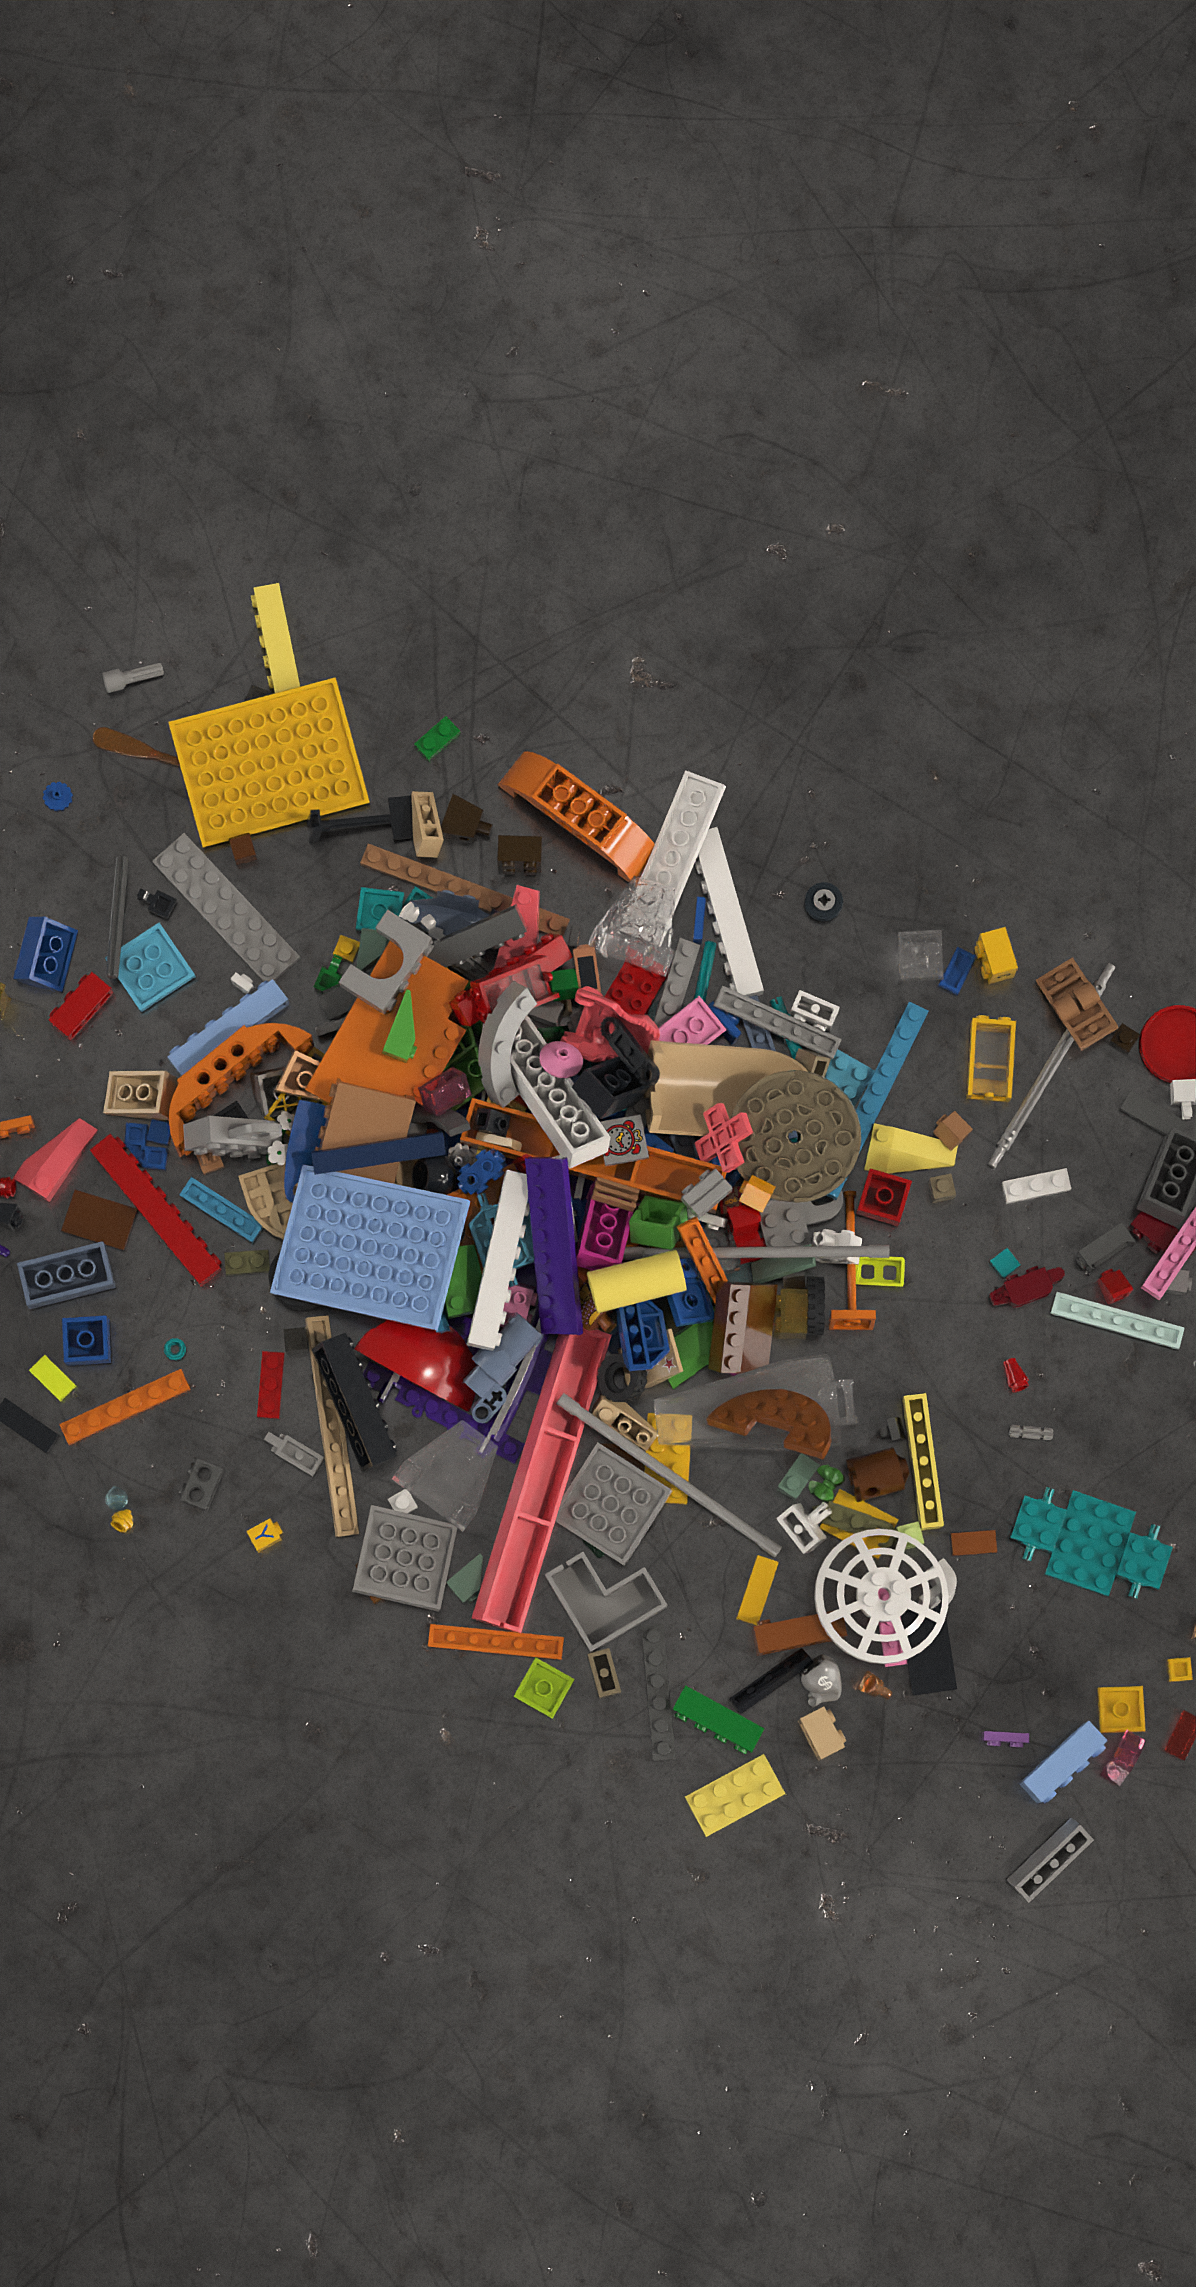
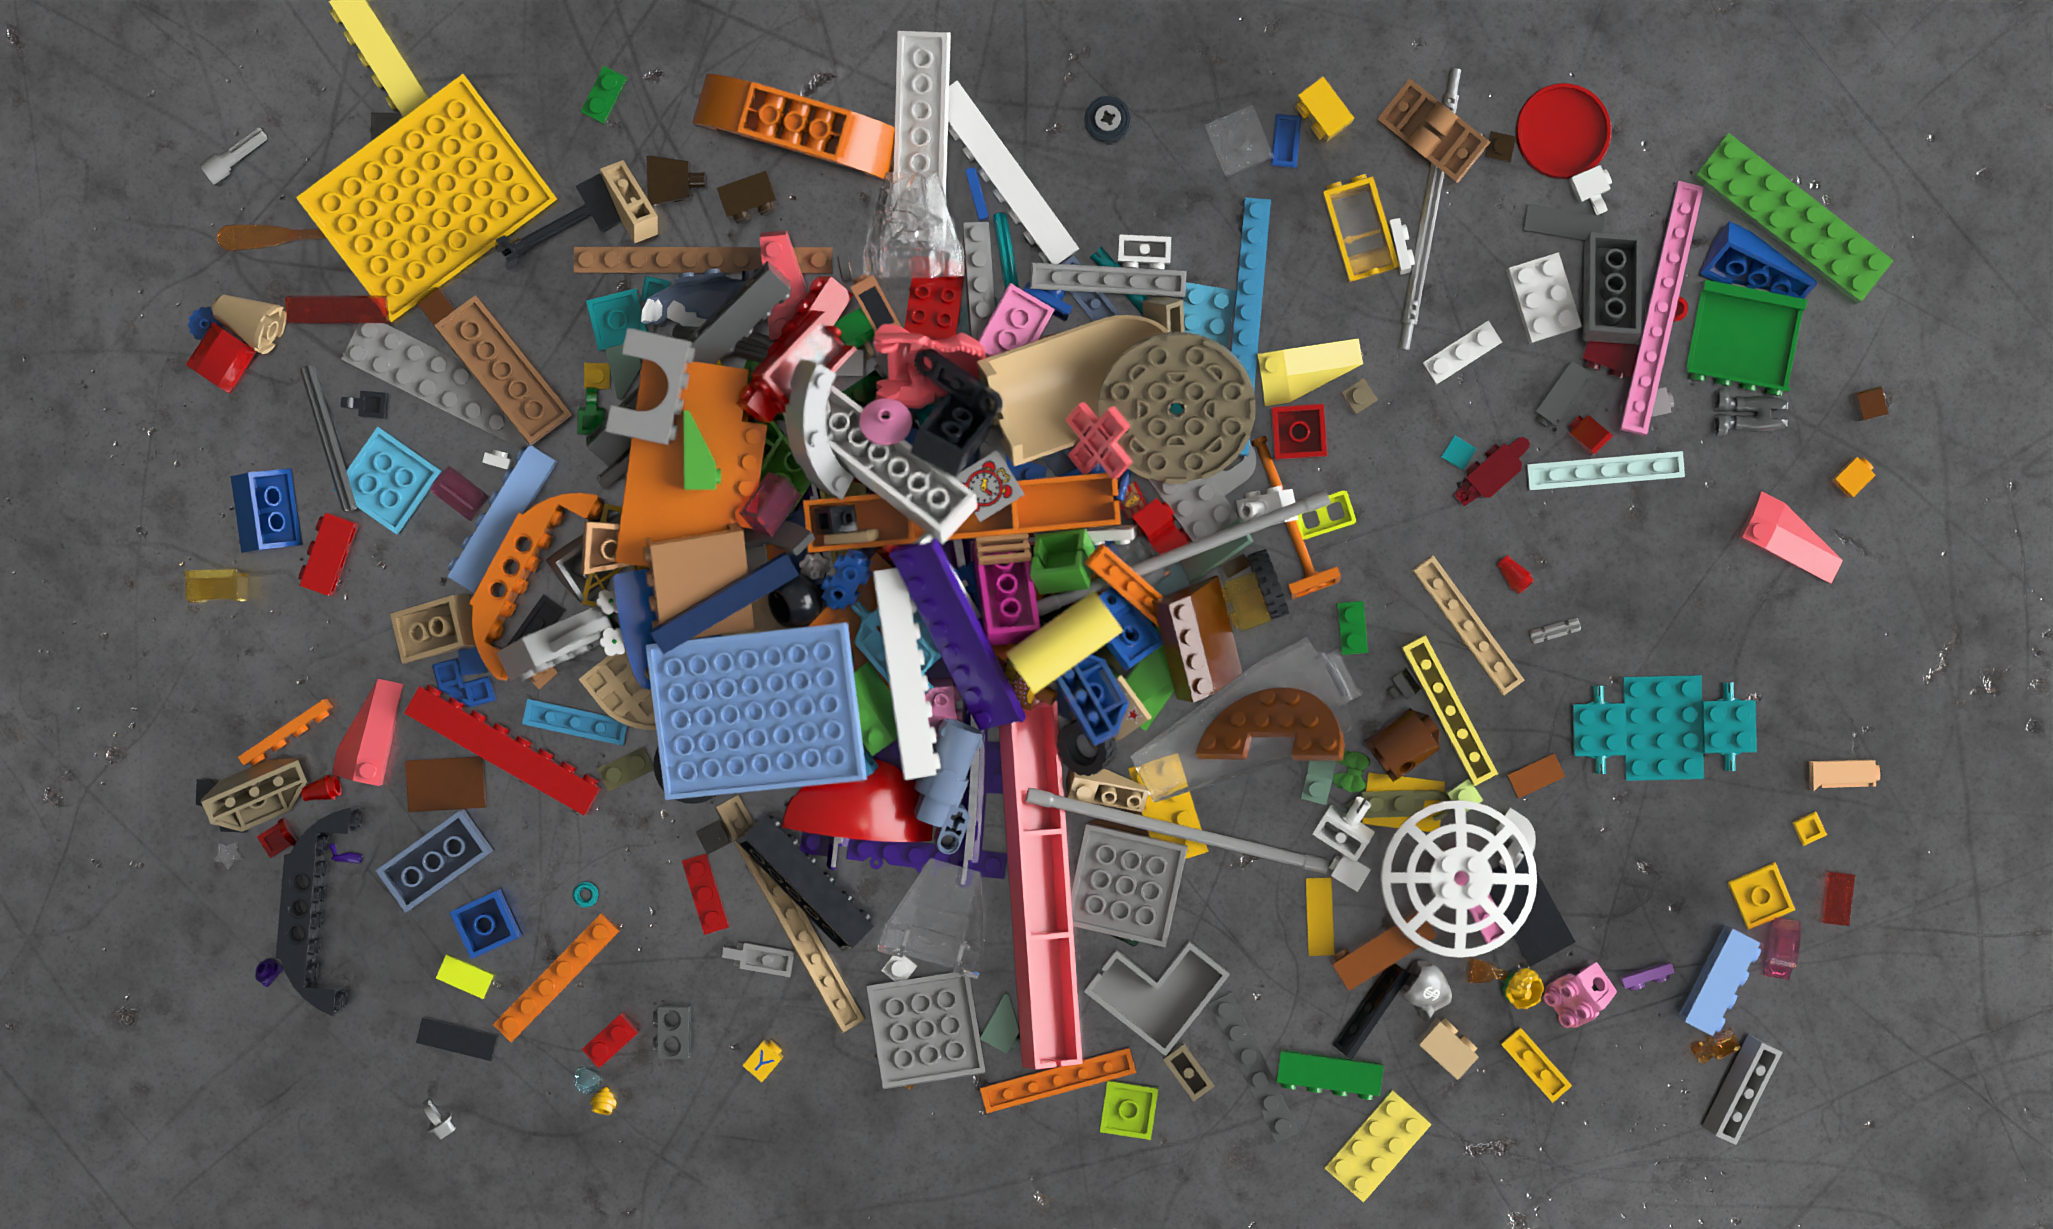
camera: 10 degrees left, 10 degrees up
(59, 825) = (221, 358): none -> red slope
(94, 804) = (251, 320): none -> tan cone
(148, 1471) = (610, 1040): none -> red brick
(164, 821) = (337, 309): none -> clear red tile
(201, 999) = (459, 493): none -> clear pink slope
(274, 915) = (502, 370): none -> medium nougat plate
(706, 1193) = (1103, 511): light grey brick -> none
(756, 1193) = (1157, 486): light orange brick -> none
(794, 1561) = (1348, 871): none -> white brick
(869, 1367) = (1352, 627): none -> green brick
(888, 1777) = (1536, 1064): none -> yellow plate
(901, 1709) = (1523, 988): none -> yellow piece
(940, 1732) = (1575, 998): none -> bright pink piece
(952, 1130) = (1346, 326): medium nougat brick -> none
(962, 1402) = (1468, 625): none -> tan tile
(1020, 1074) = (1399, 234): none -> white plate
(1044, 1818) = (1719, 1046): none -> clear orange plate
(1116, 1166) = (1543, 298): none -> white brick

